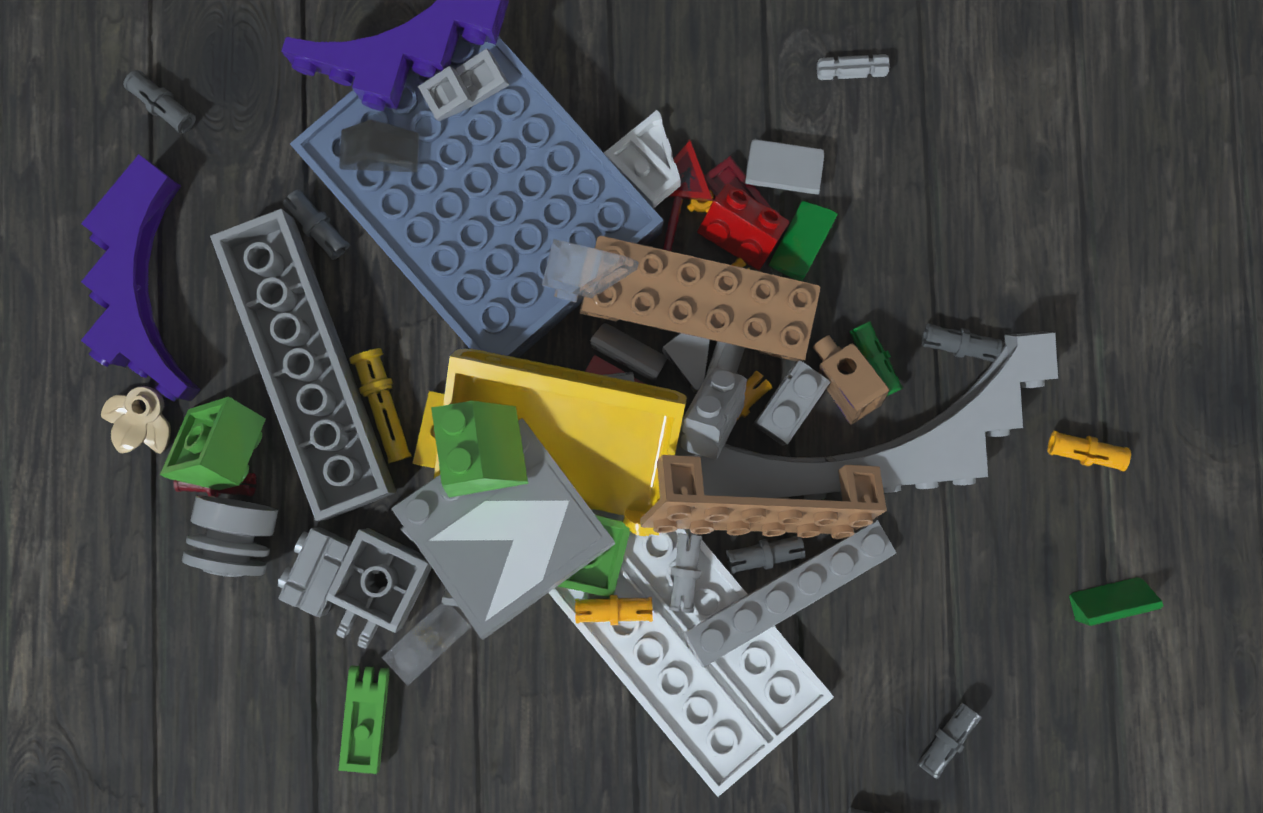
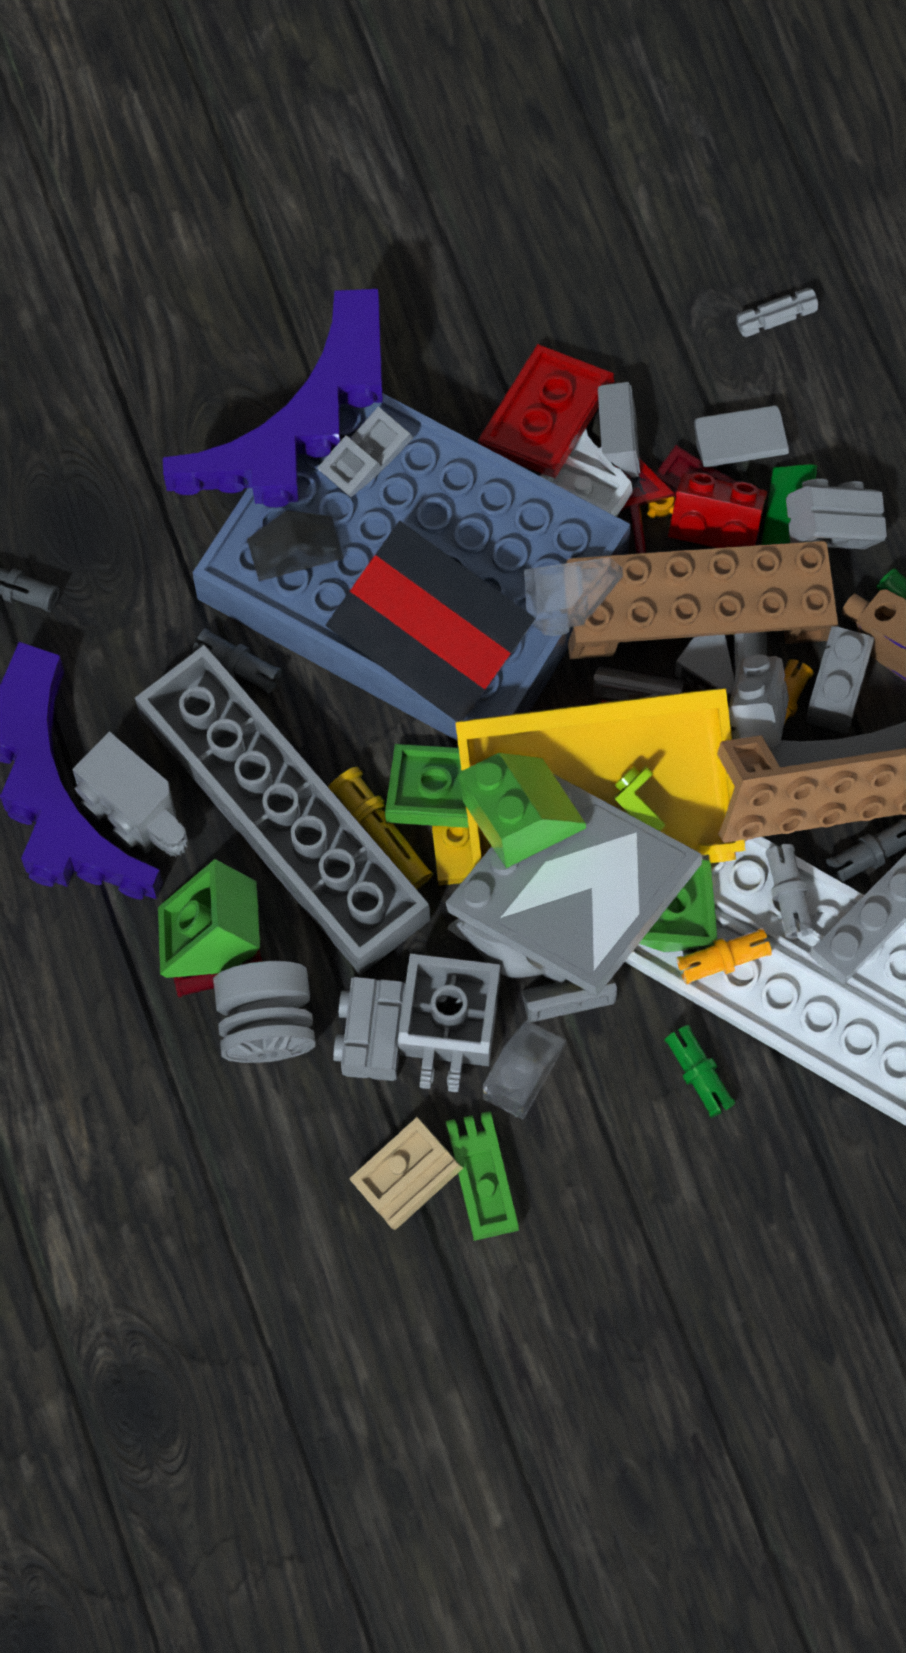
camera: 15 degrees left, 15 degrees down
(133, 424) = (102, 941): tan plate -> none
(182, 317) = (130, 797): none -> light grey hinge
(303, 700) = (406, 1173): none -> tan plate
(420, 380) = (426, 787): none -> bright green tile
(464, 255) = (430, 622): none -> black sticker
(565, 691) = (699, 1071): none -> green pin
(581, 469) = (631, 802): none -> lime bracket
(634, 92) = (545, 411): none -> red tile
(687, 127) = (619, 427): none -> light grey slope
(837, 264) = (837, 515): none -> light grey brick

